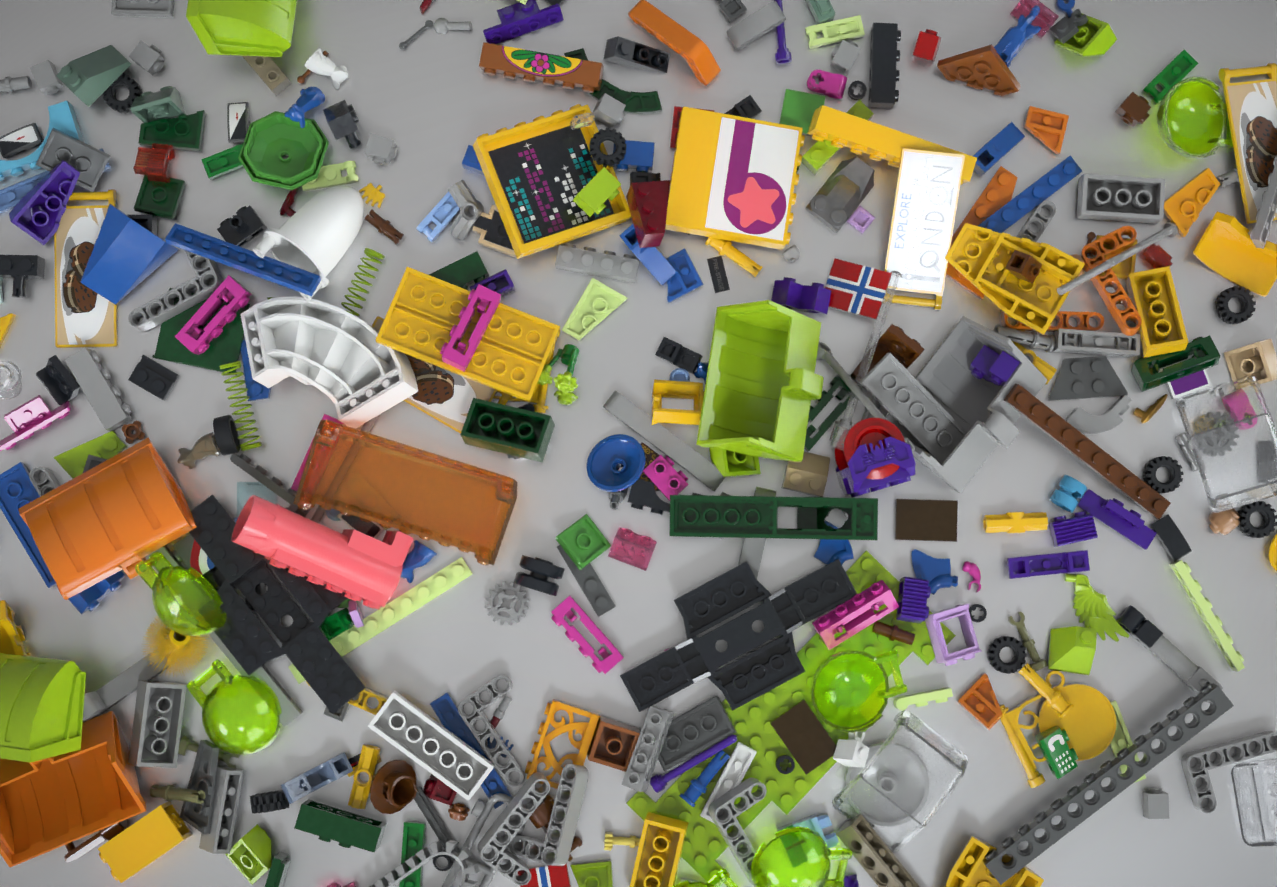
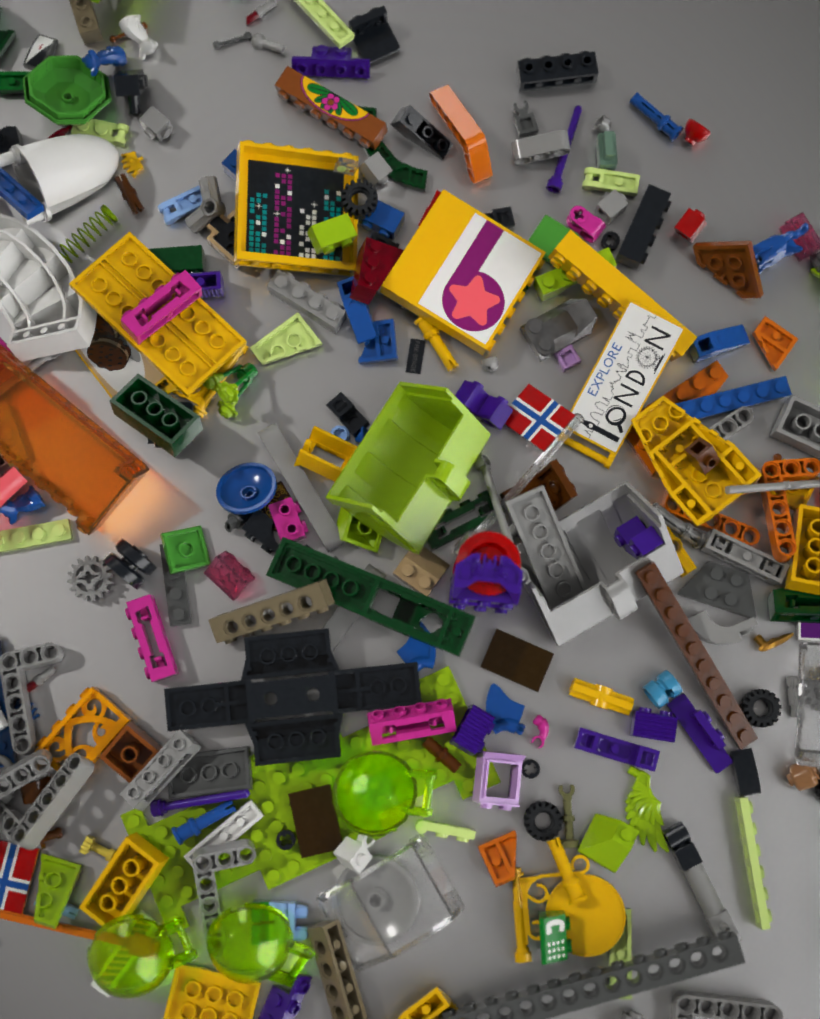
camera: 20 degrees right, 5 degrees down
(725, 533) = (318, 592): none -> dark tan brick

